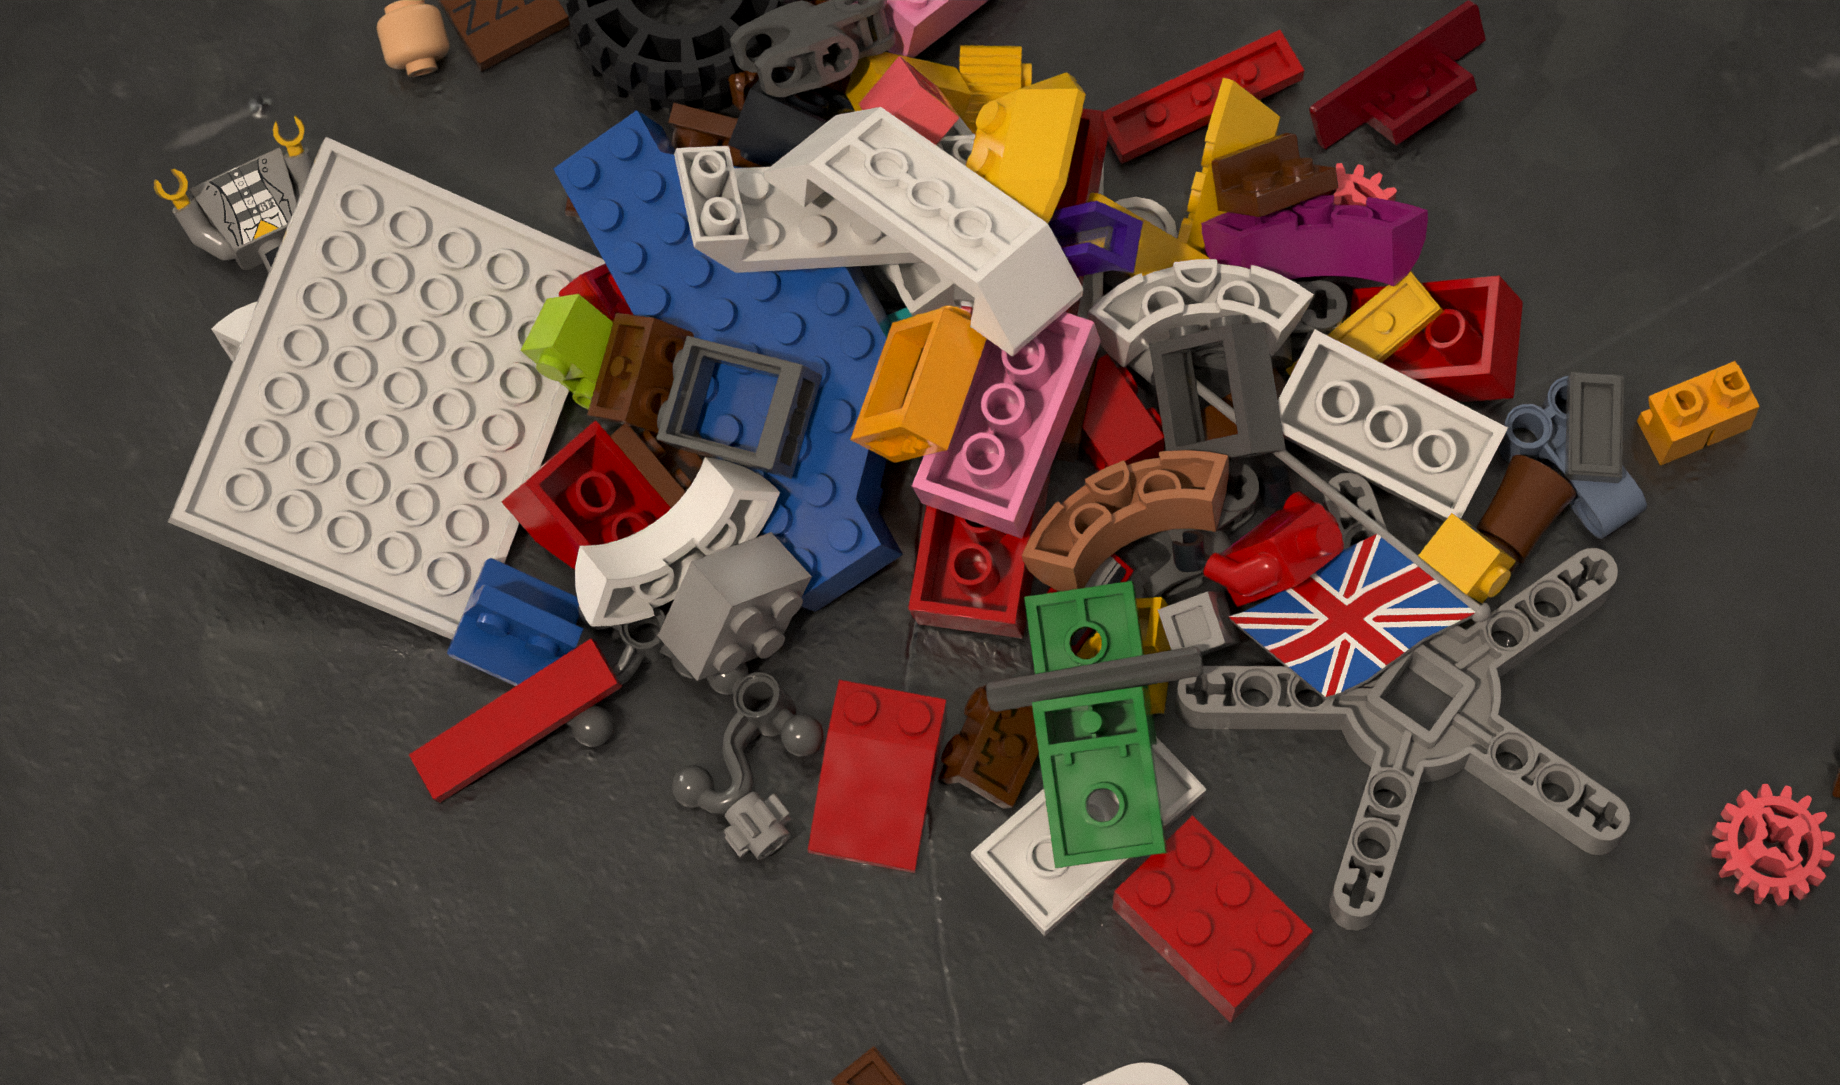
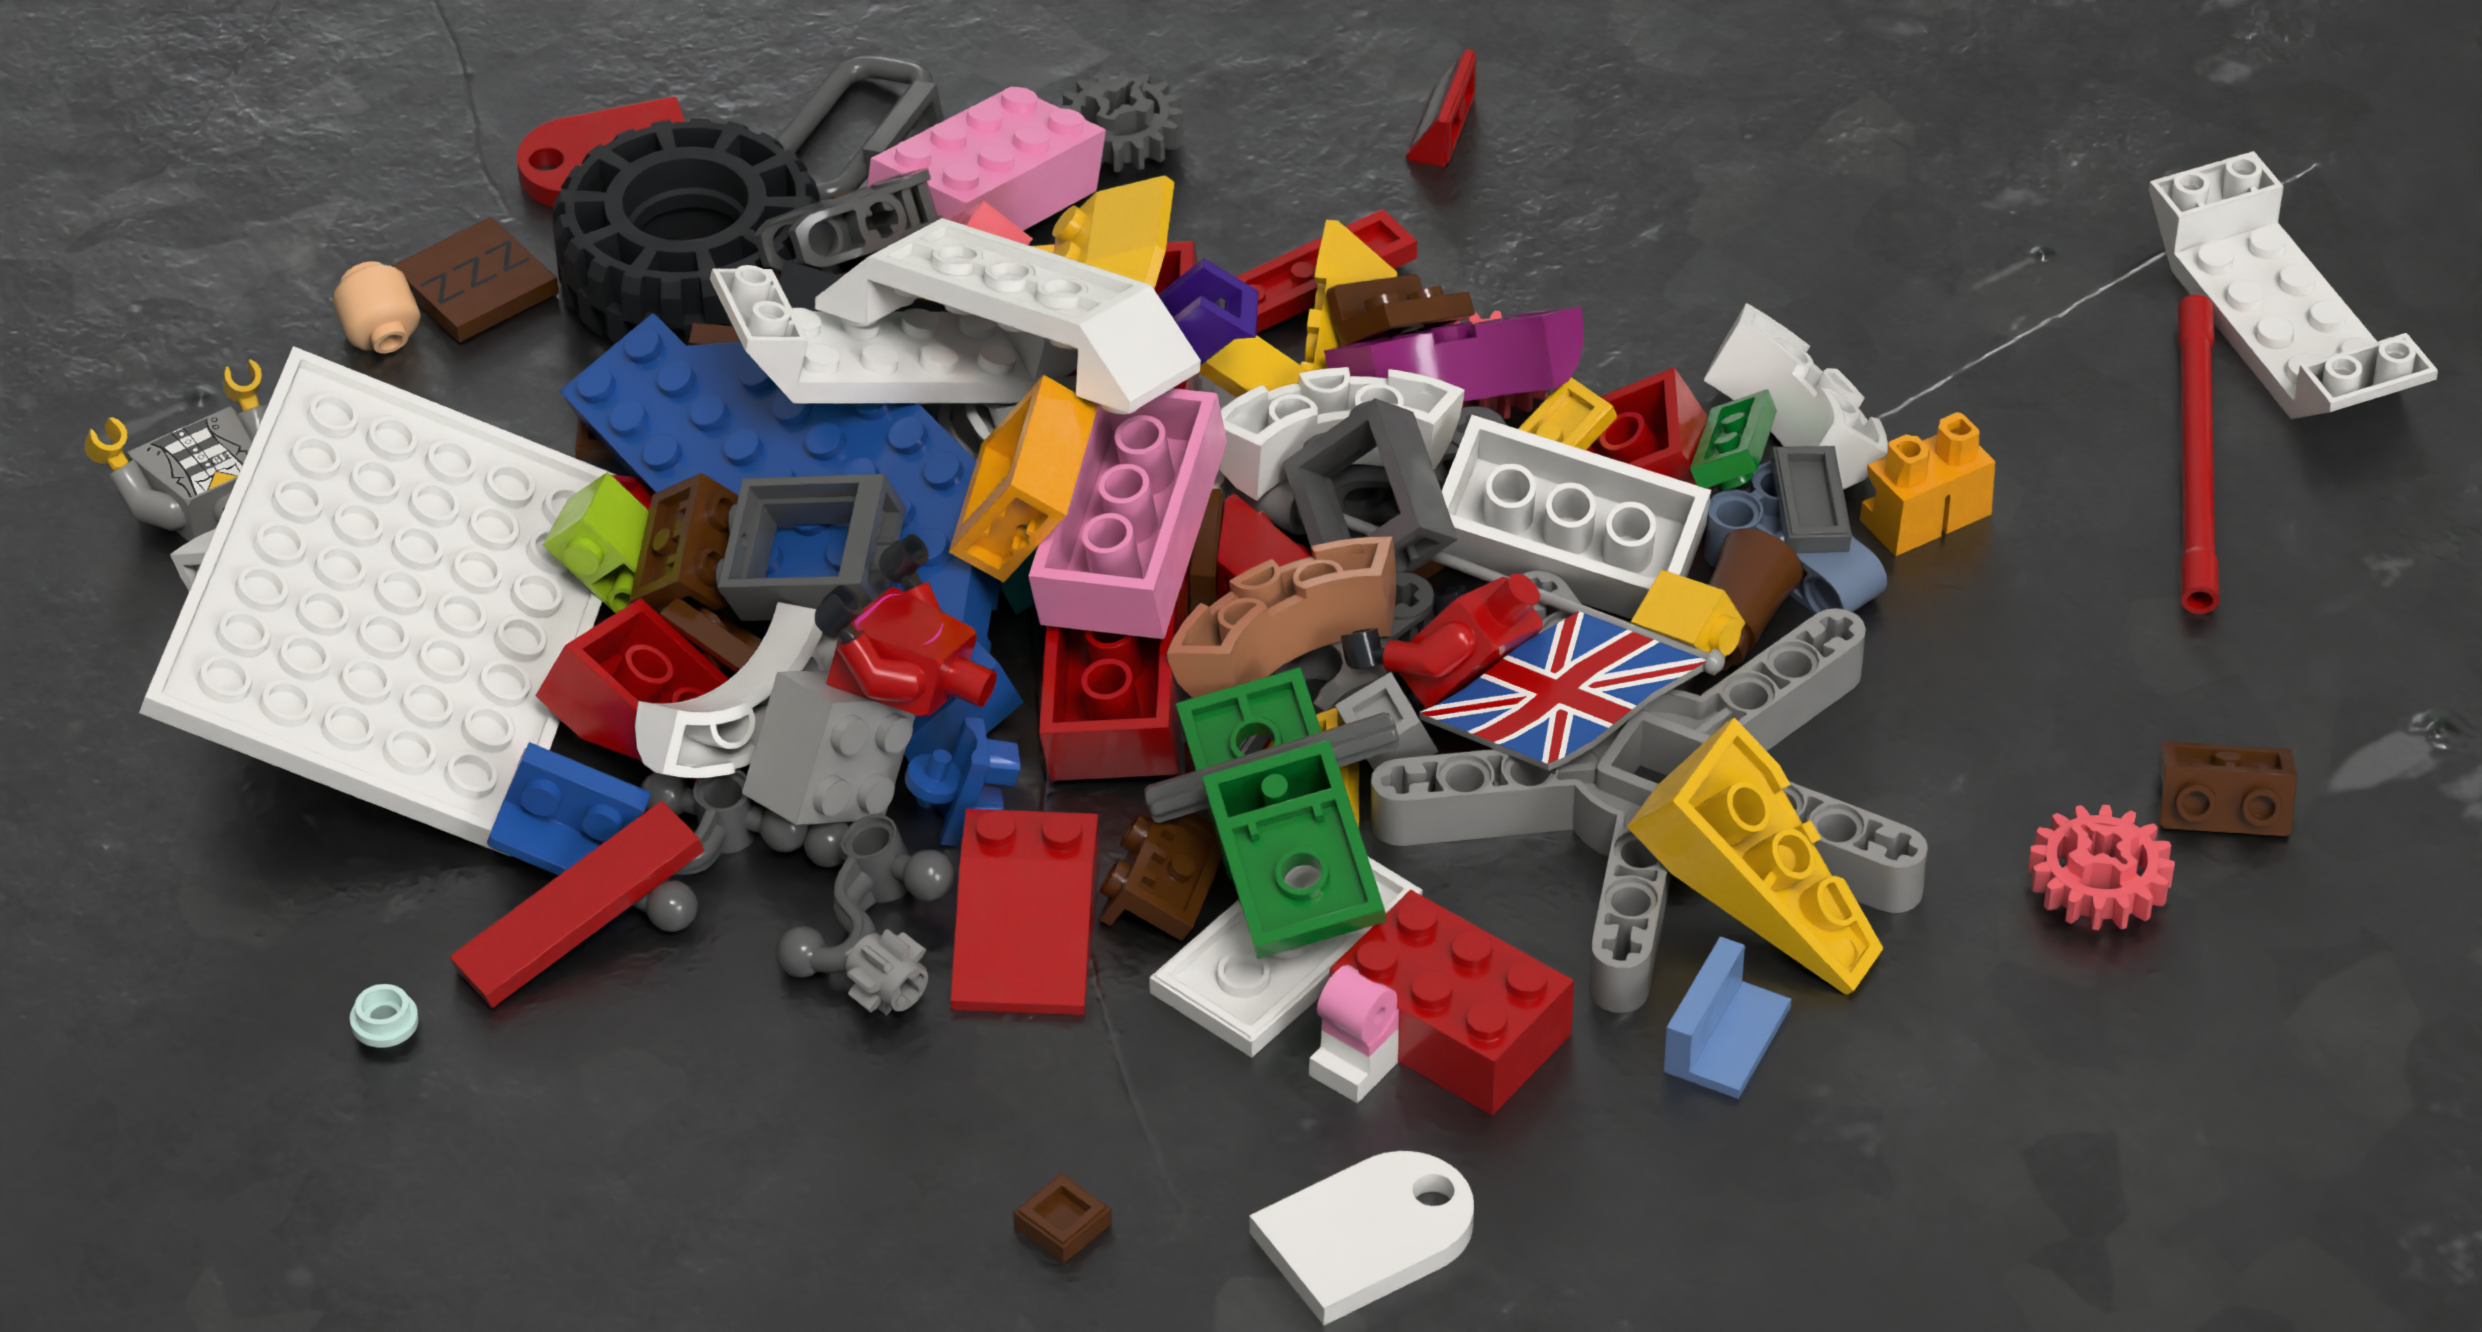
camera: 10 degrees left, 25 degrees down
(341, 797) = (383, 1016): none -> light aqua plate
(803, 540) = (902, 643): none -> red torso
(841, 640) = (957, 779): none -> blue hips
(1127, 950) = (1356, 1034): none -> leg
(1407, 84) = (1535, 241): dark red bracket -> none
(1434, 966) = (1722, 1024): none -> medium blue panel
(1475, 806) = (1740, 844): none -> yellow wedge
(1540, 346) = (1733, 441): none -> green plate
(1607, 295) = (1810, 403): none -> white brick

